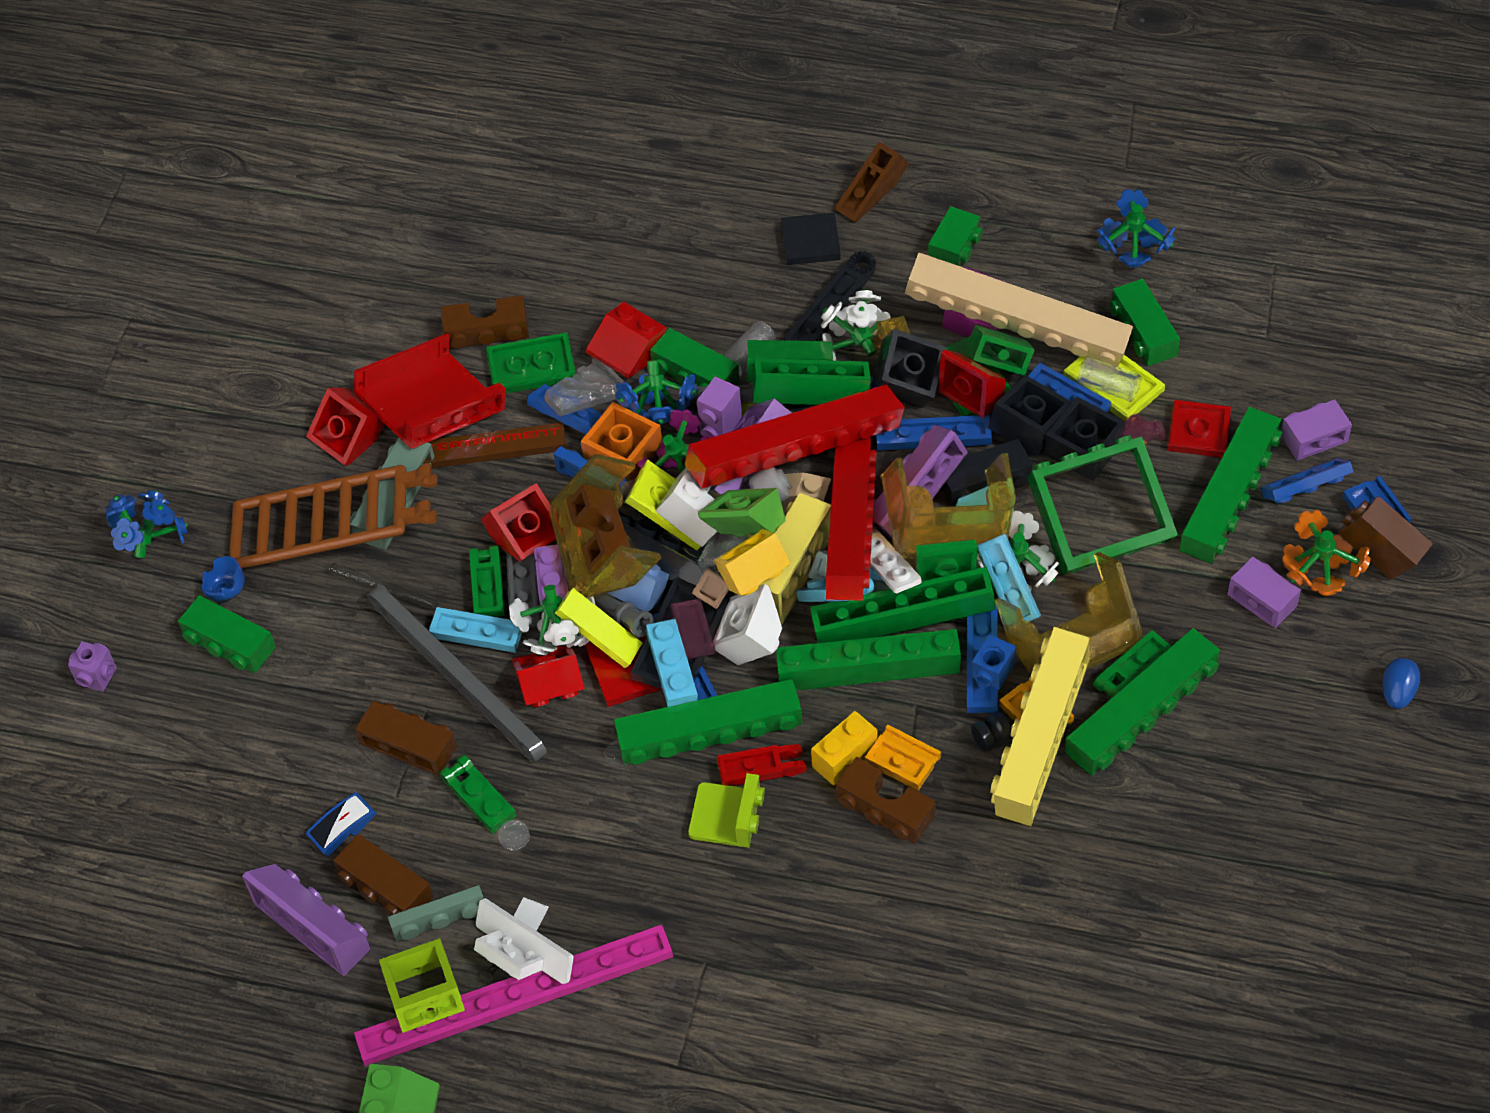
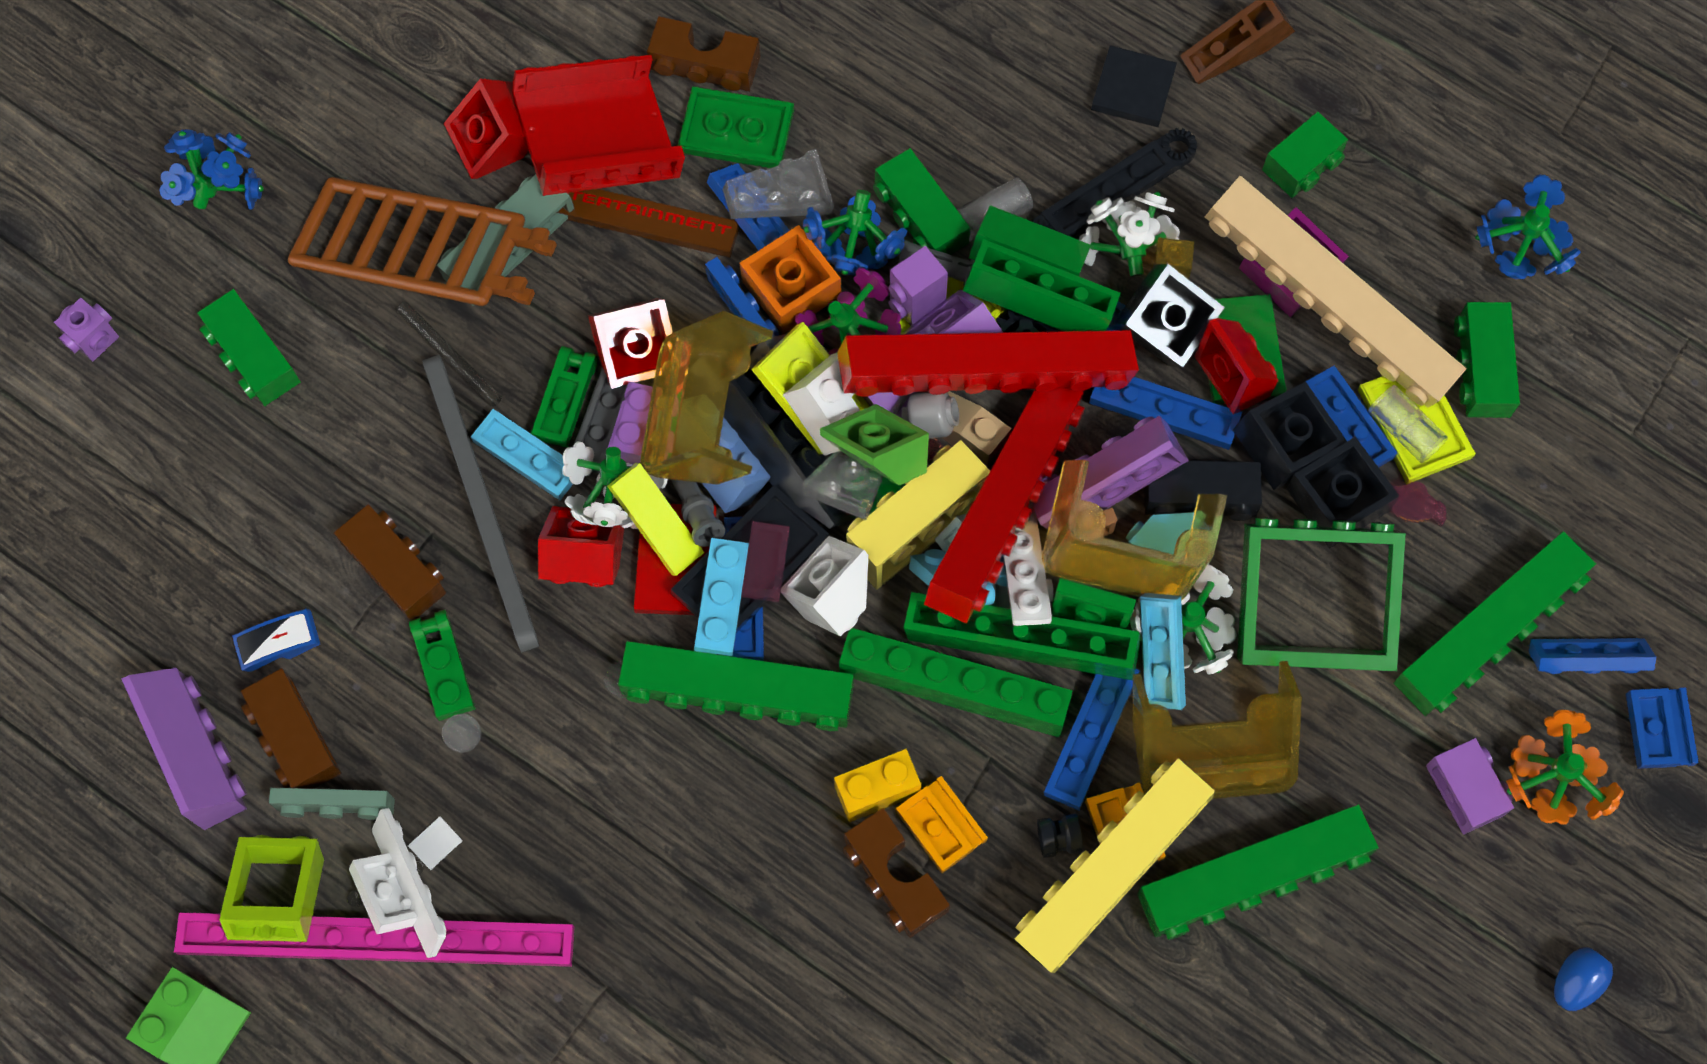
camera: 20 degrees right, 15 degrees up
(224, 580) = (272, 277): blue hair -> none
(598, 513) = (708, 376): reddish brown arch -> none
(625, 339) = (853, 143): red slope -> none
(711, 588) = (808, 520): medium nougat tile -> none
(727, 812) = (707, 810): lime bracket -> none
(752, 562) = (858, 519): yellow brick -> none
(761, 762) = (771, 763): red hinge -> none
(994, 651) = (1101, 737): blue brick -> none
(999, 350) = (1290, 333): green brick -> none
(1131, 664) = (1267, 818): green plate -> none
(1199, 428) = (1491, 529): red tile -> none
(1316, 429) = (1634, 590): medium lavender brick -> none
(1391, 538) = (1651, 785): reddish brown brick -> none

